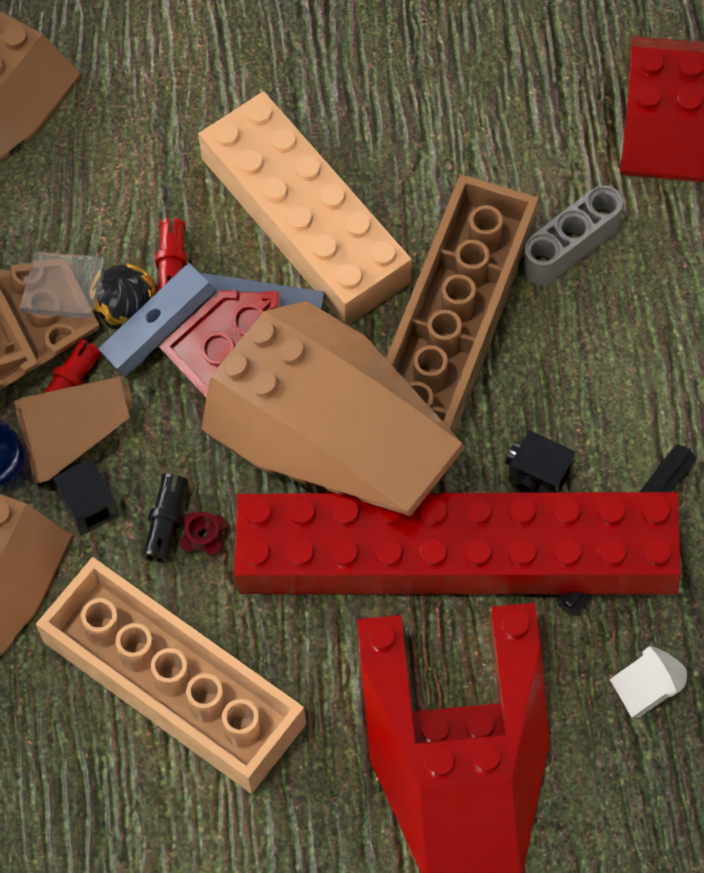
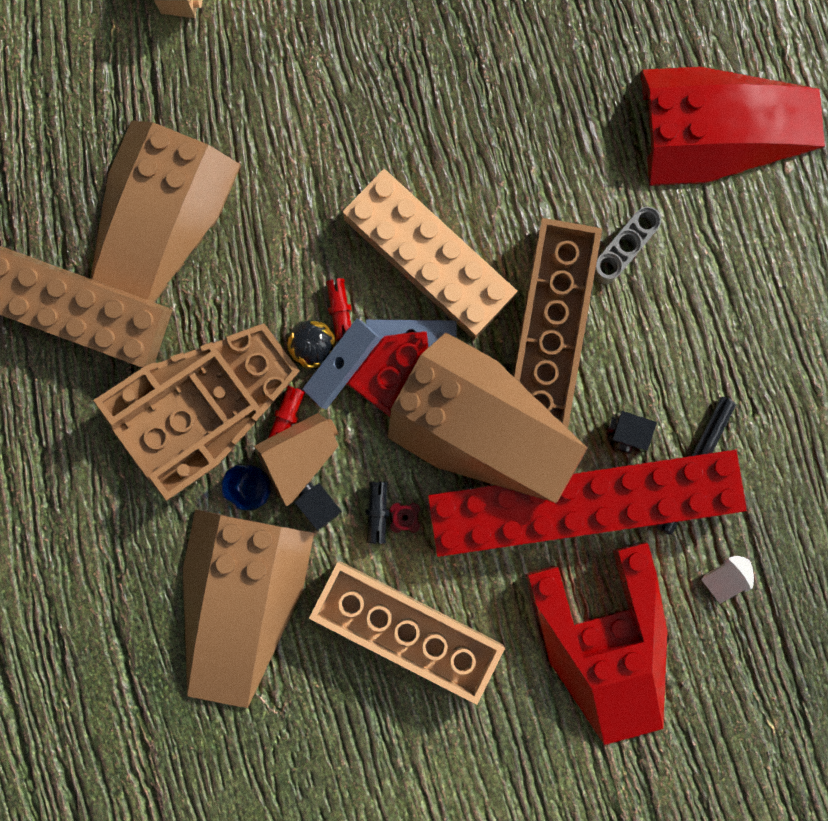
camera: 15 degrees left, 20 degrees up
(63, 285) = (268, 348): clear piece -> none

